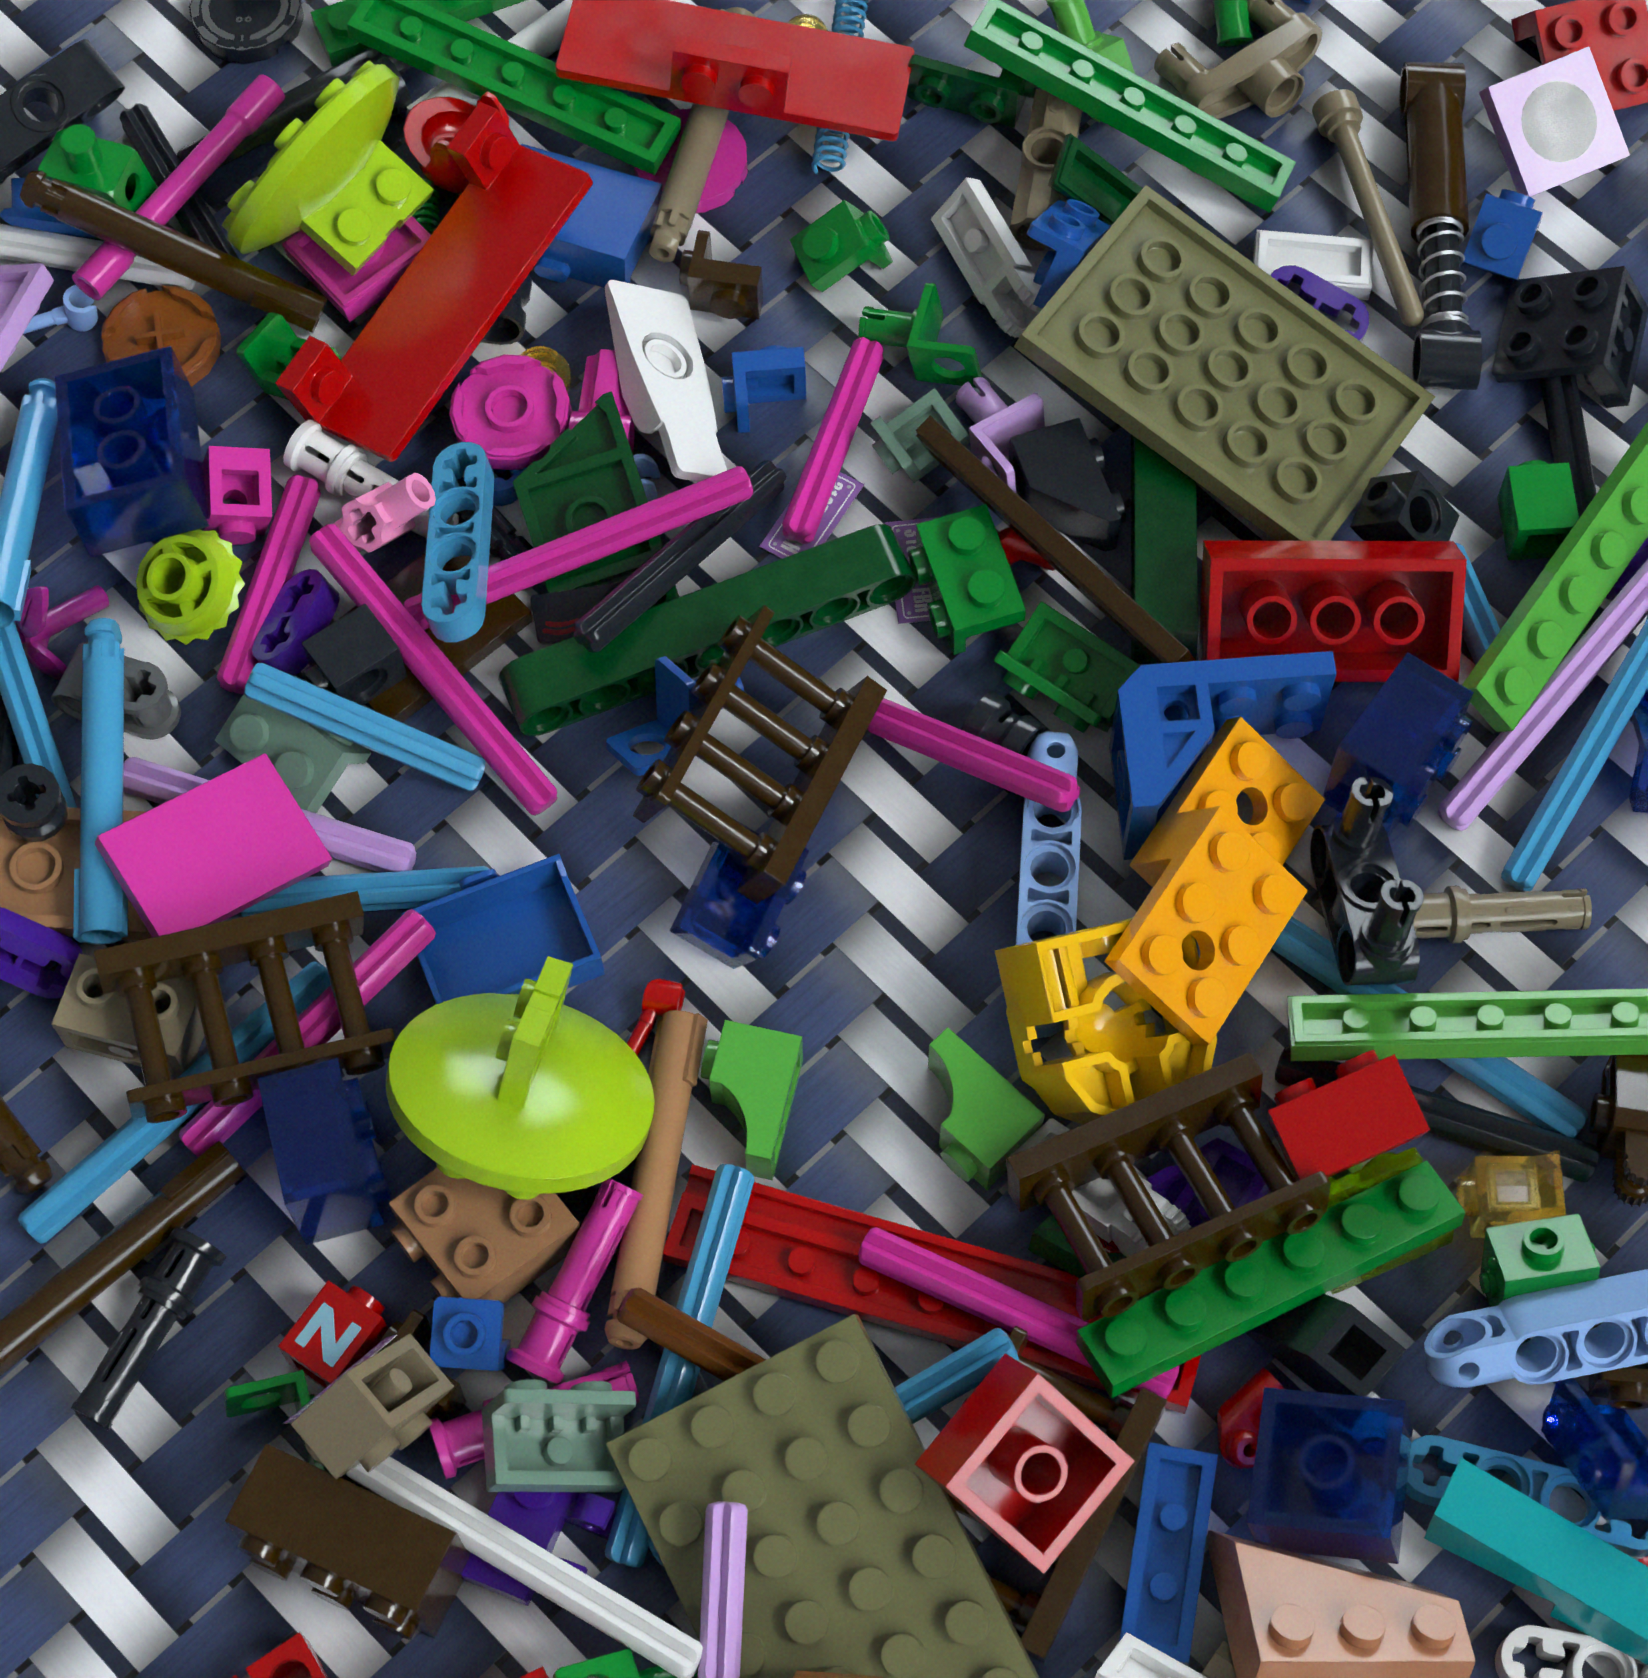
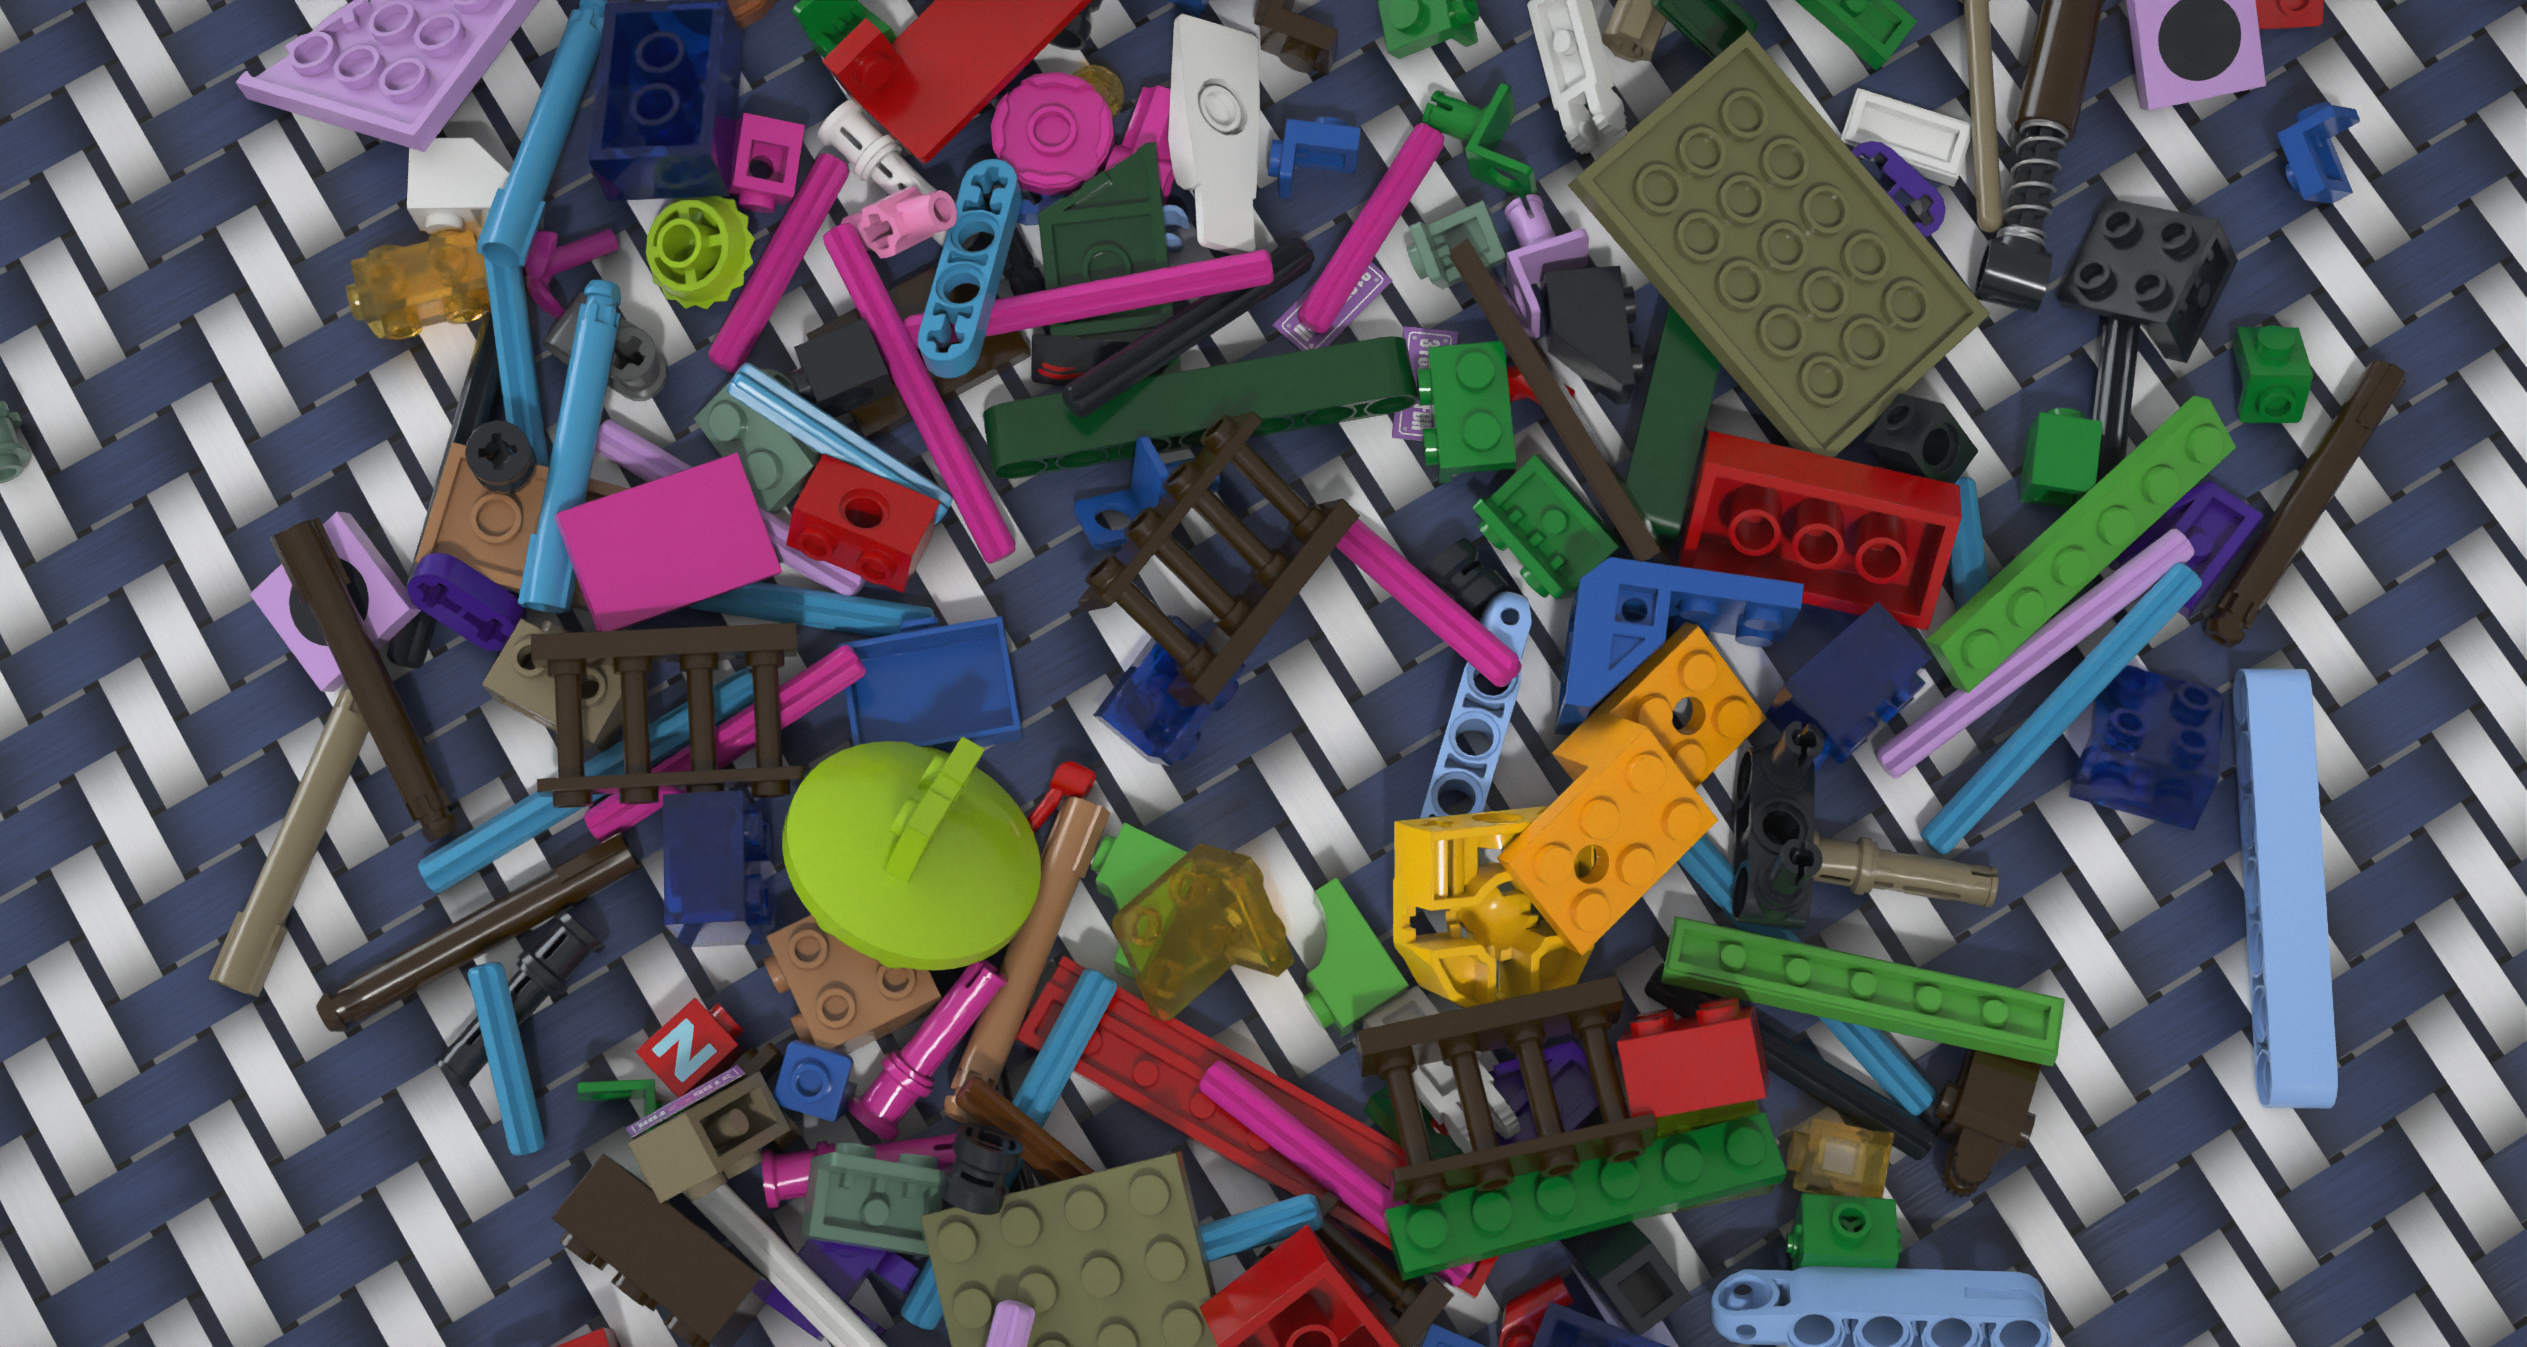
camera: 10 degrees right, 10 degrees up
(146, 1385) = (506, 1058): none -> dark azure axle
(299, 612) = (795, 313): dark purple beam -> none
(402, 797) = (862, 523): none -> red brick
(658, 1375) = (980, 1168): none -> black wheel
(823, 1099) = (1197, 926): none -> clear yellow bracket
(1072, 232) = (1654, 69): blue bracket -> none
(1503, 234) = (2109, 147): blue bracket -> none

